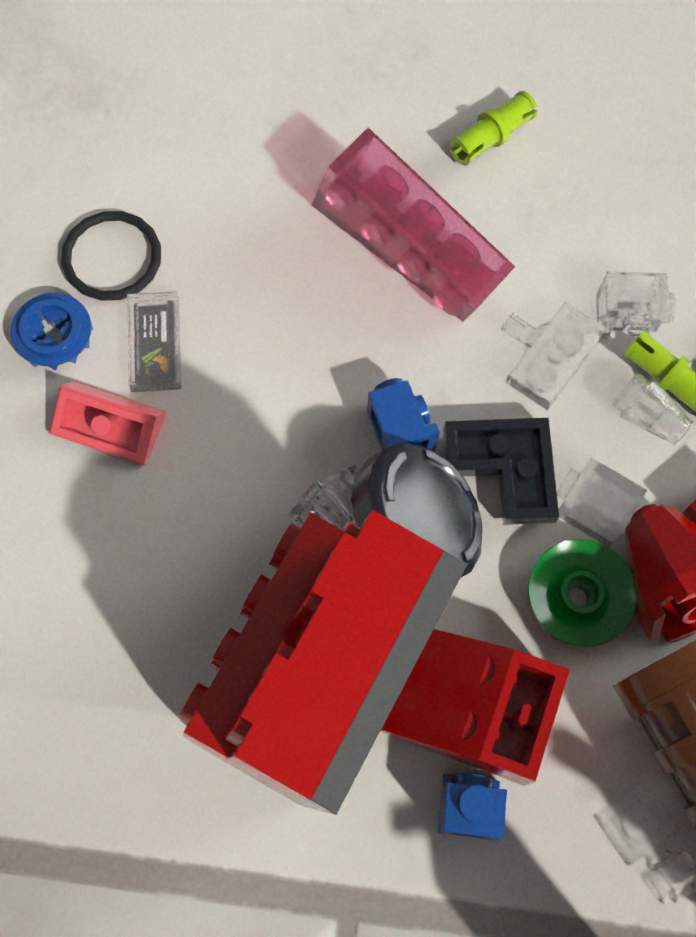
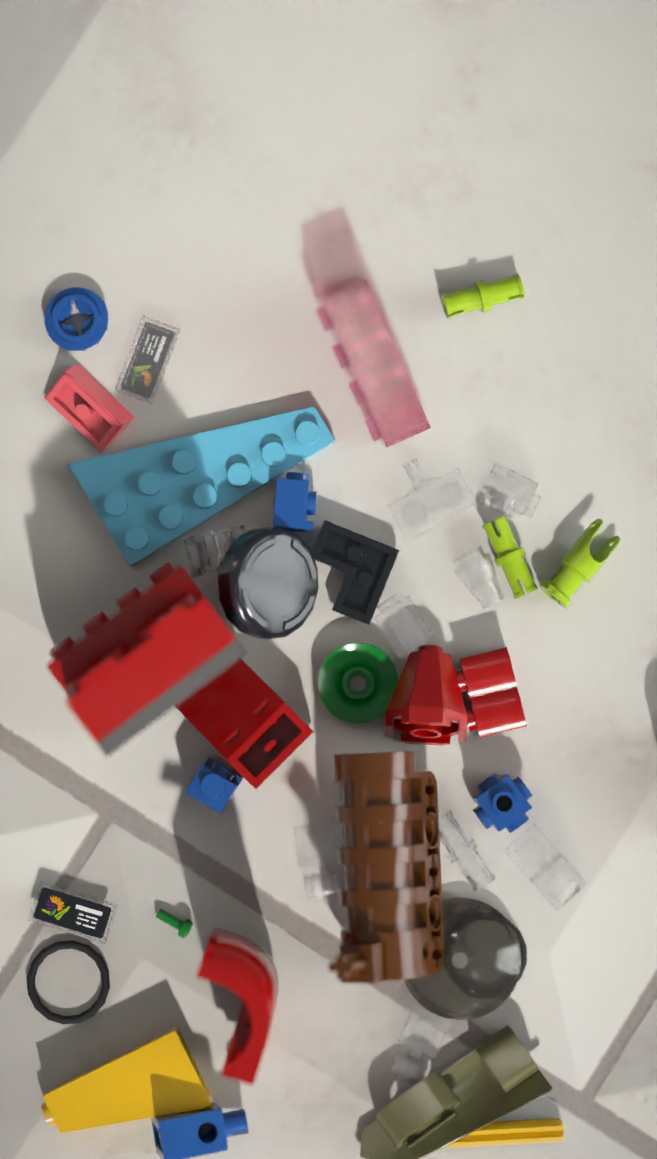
camera: 30 degrees right, 15 degrees up
(110, 295) = (160, 305): black piece -> none
(249, 465) = (175, 485): none -> medium azure wing

